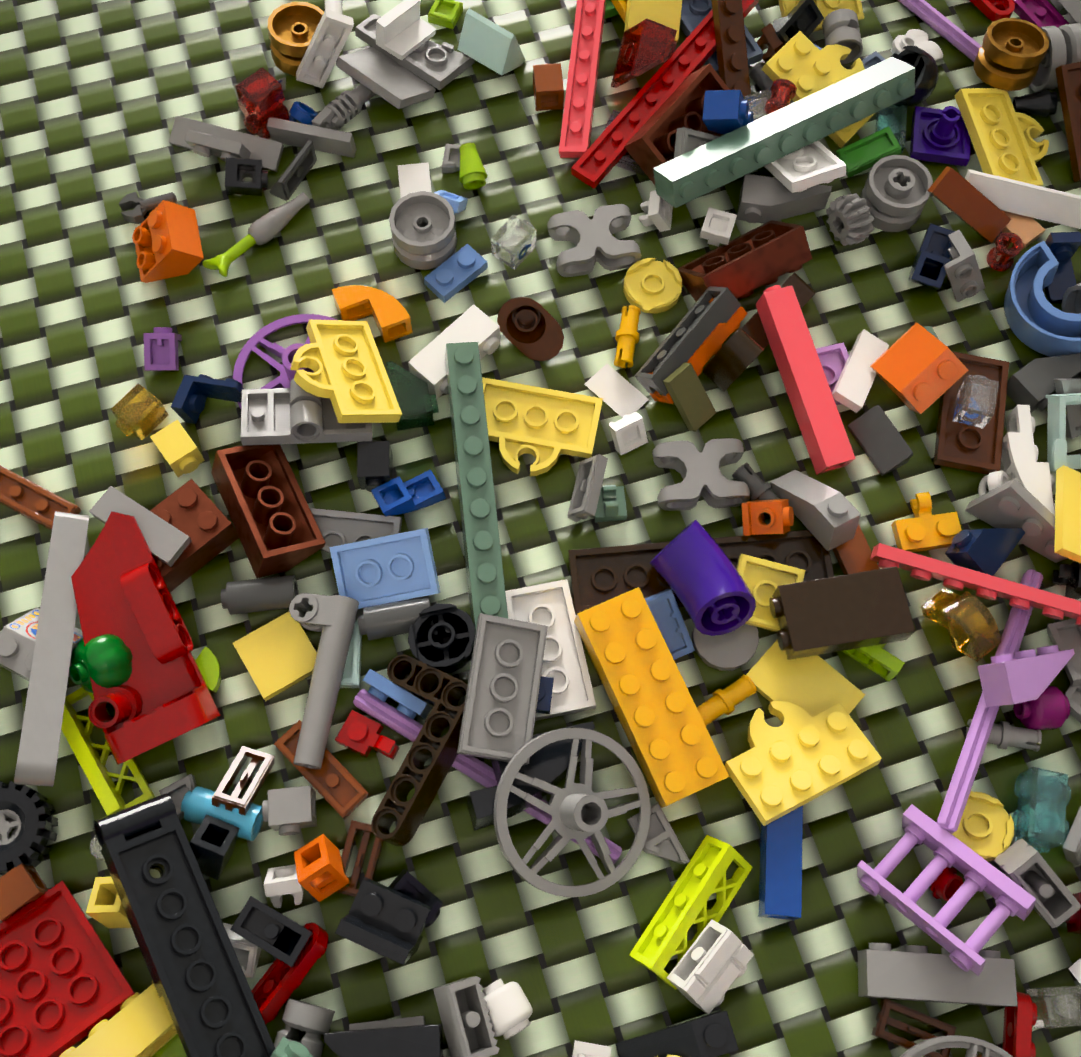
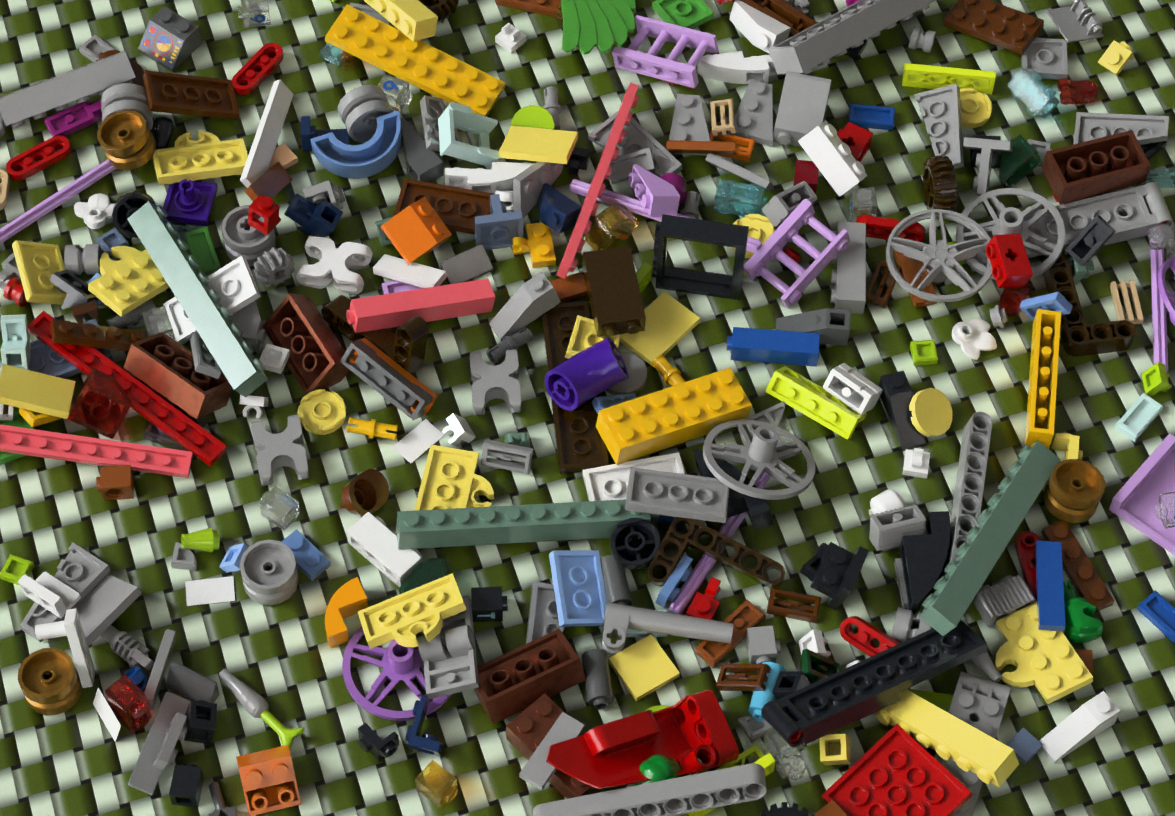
camera: 90 degrees left, 10 degrees down
(161, 350) = (375, 773): medium lavender bracket -> none
(170, 169) = (186, 785): none -> black brick
(177, 448) = (471, 750): light yellow brick -> none
(200, 346) = (372, 742): none -> black bracket
(242, 880) = (817, 666): none -> dark green slope
(272, 931) = (849, 644): black slope -> none
(320, 868) = (792, 622): orange brick -> none
(401, 498) = (511, 579): blue slope -> none
(489, 44) = (72, 525): light aqua slope -> none
(689, 396) = (433, 383): olive tile -> none
(725, 111) = (179, 335): blue slope -> none
(753, 517) = (529, 342): orange brick -> none
(782, 93) = (160, 301): clear red bush -> none
(798, 758) = (713, 328): light yellow plate -> none
(820, 921) = (830, 323): none -> dark grey slope
(864, 288) = (334, 265): none -> white piece
(910, 731) = (693, 280): none -> black window
(913, 188) = (264, 207): none -> red brick
(942, 470) = (499, 227): none -> sand blue bracket
(976, 401) = (443, 198): clear brick -> none
(1008, 255) = (302, 174): clear red bush -> none

